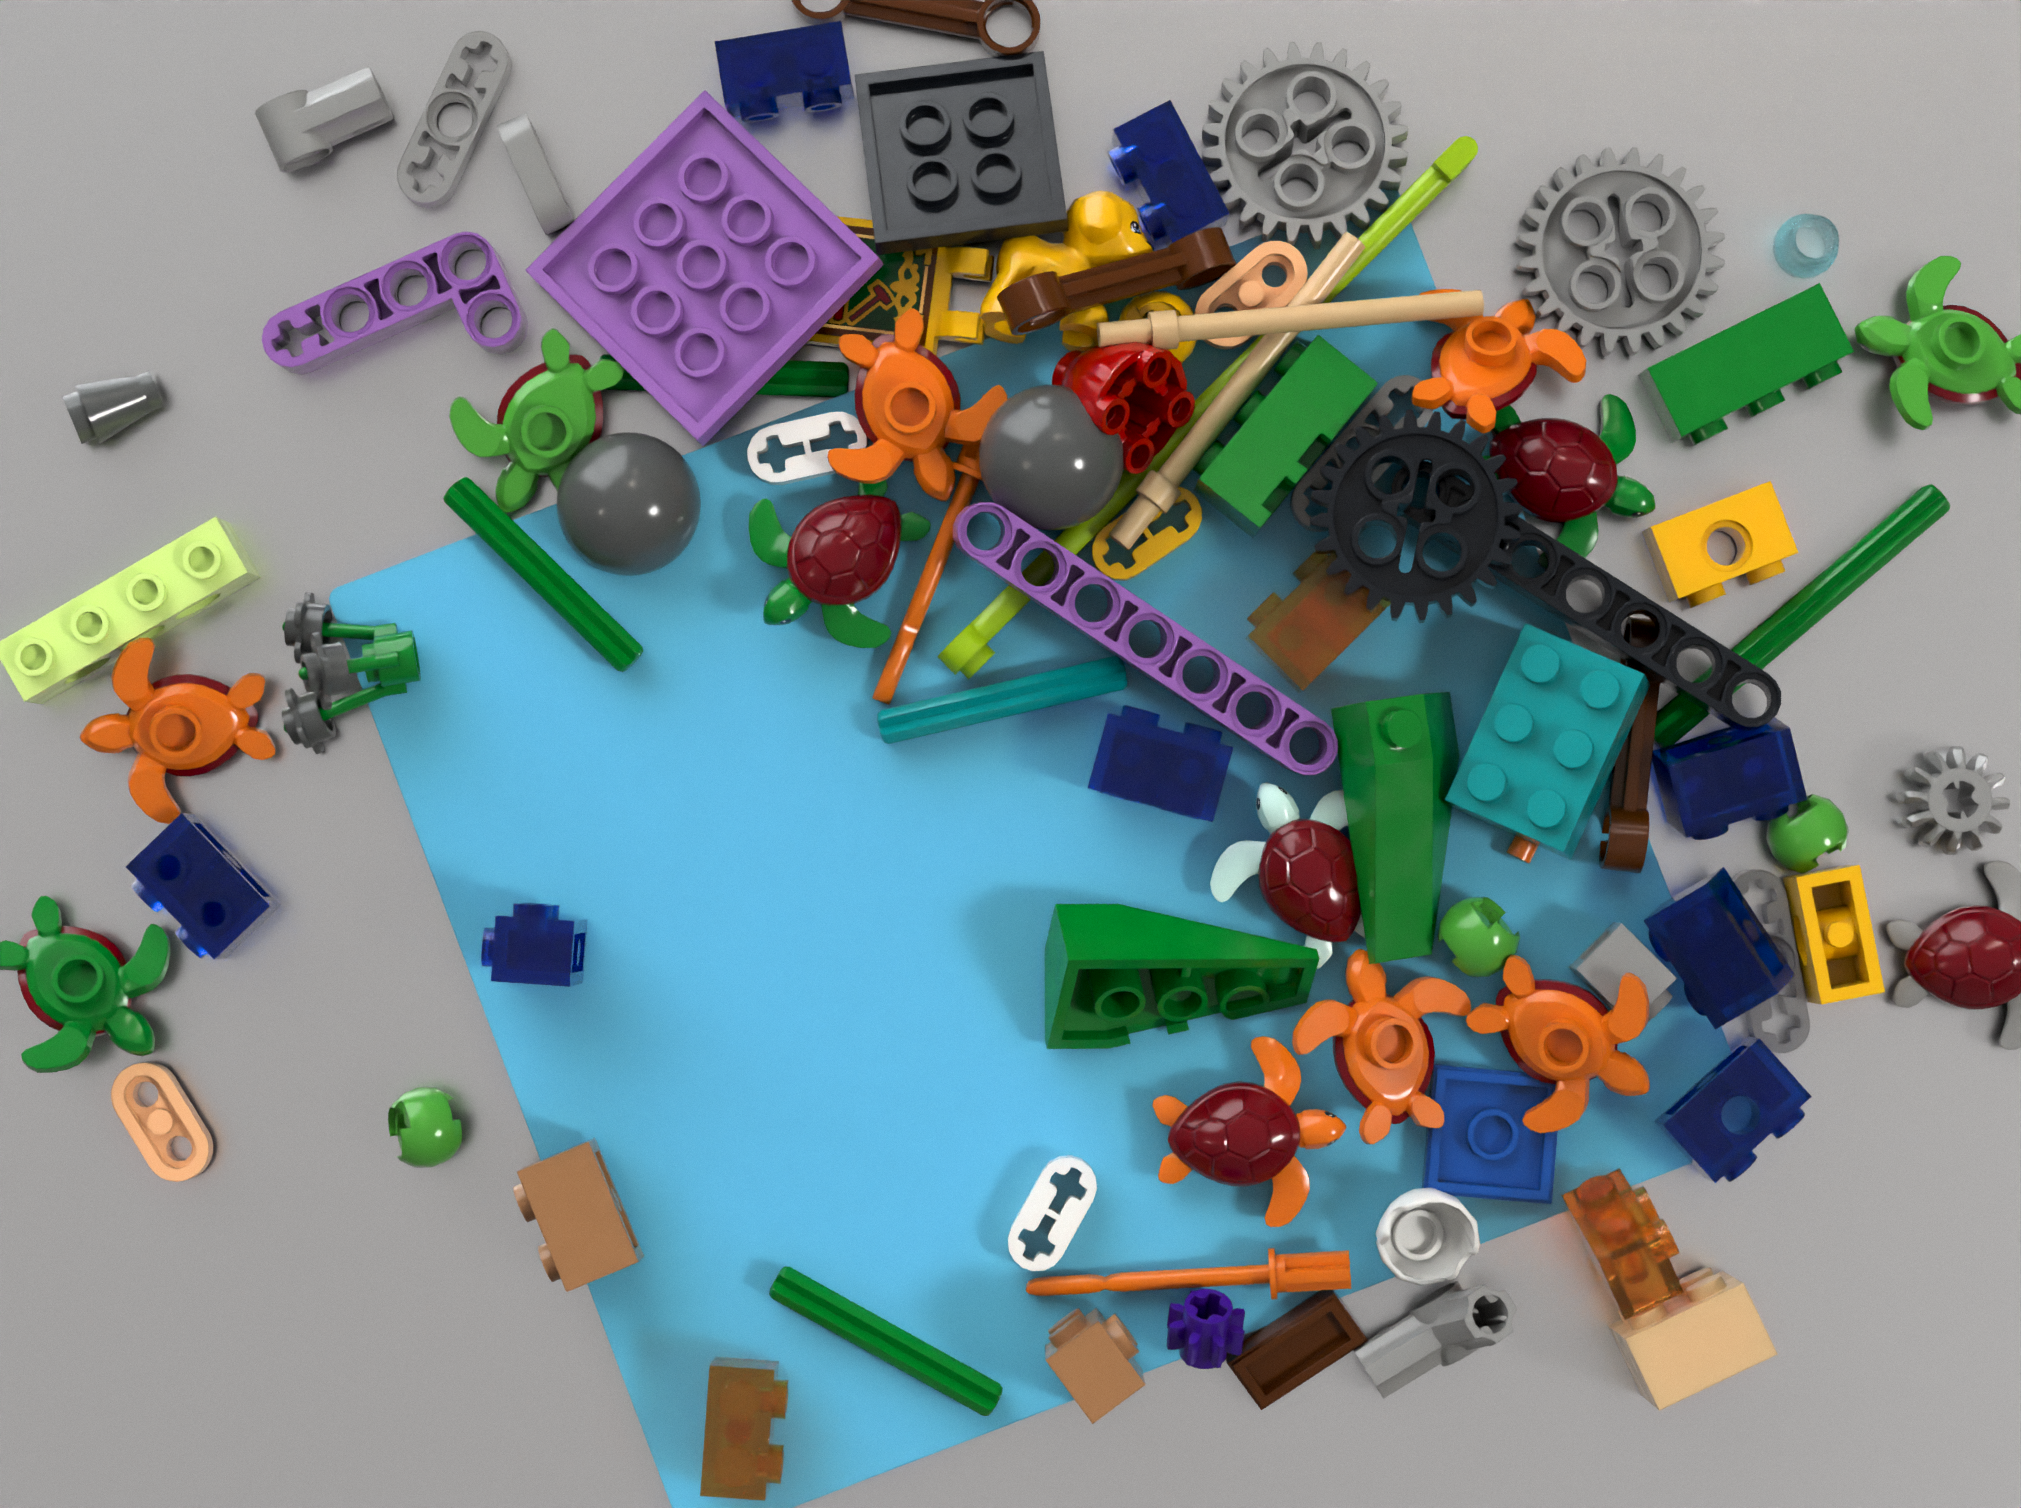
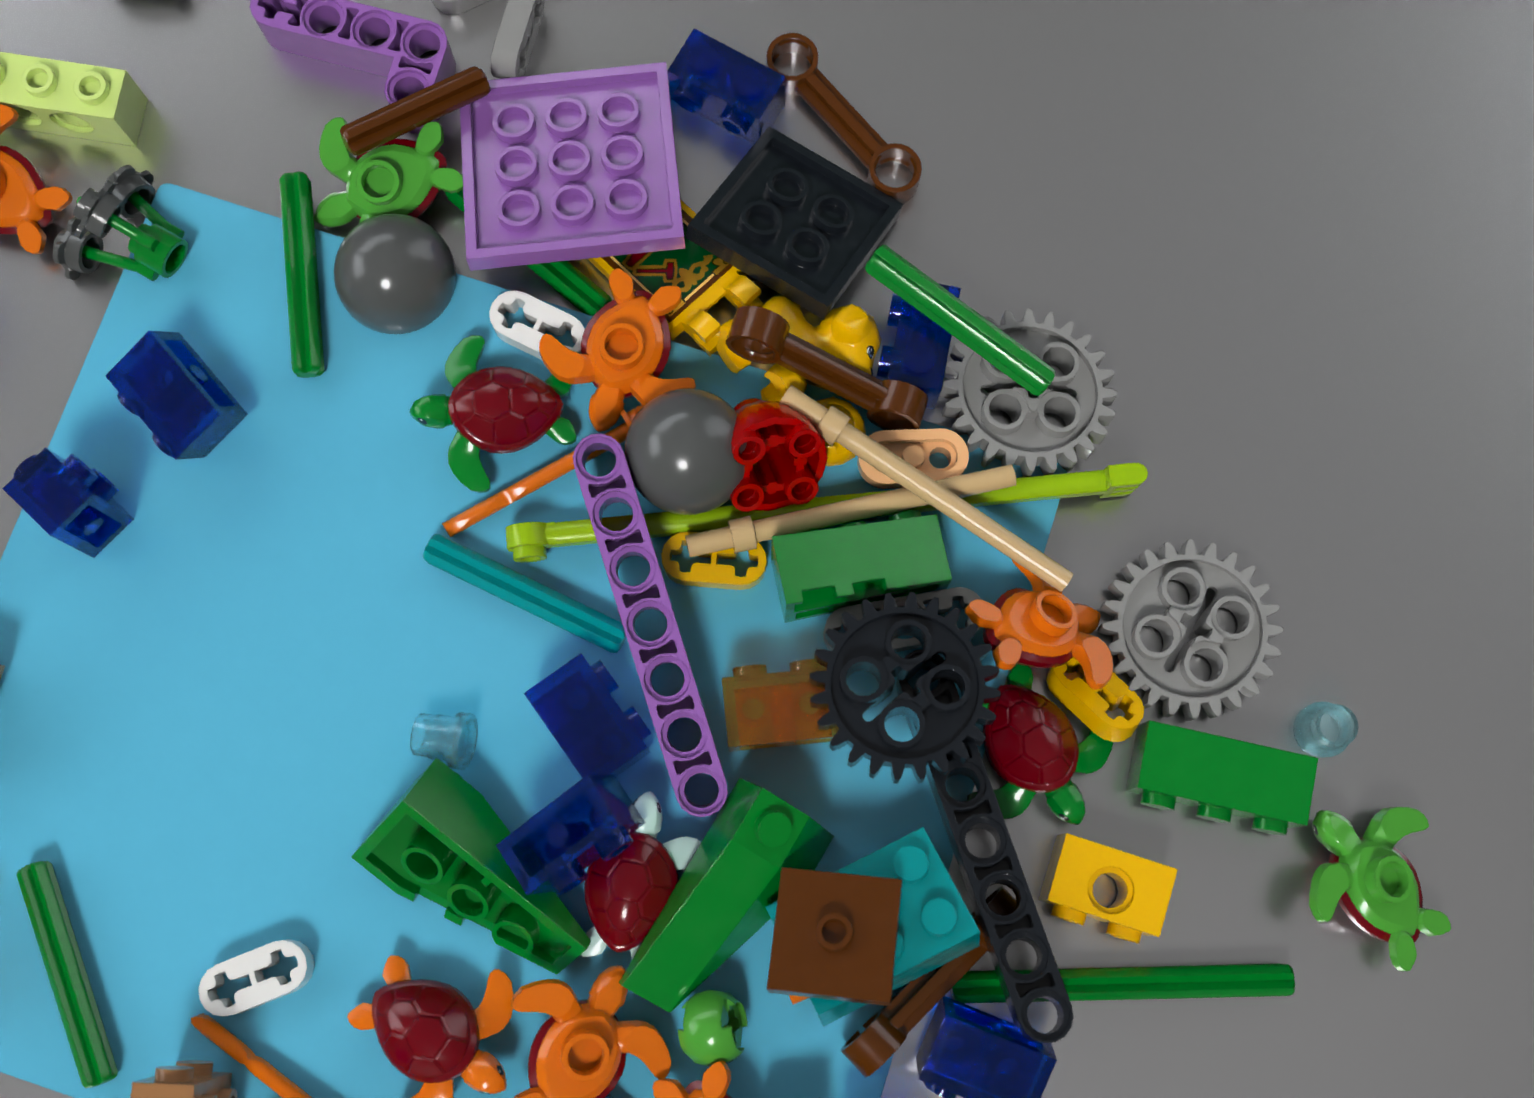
camera: 30 degrees right, 10 degrees down
(522, 335) = (415, 110): none -> reddish brown axle
(540, 779) = (175, 395): none -> clear blue brick
(1042, 883) = (445, 737): none -> clear light blue piece
(1198, 136) = (960, 320): none -> green axle
(1232, 871) = (570, 835): none -> clear blue brick
(1526, 775) = (835, 936): none -> reddish brown plate
(1588, 394) = (1092, 704): none -> yellow beam

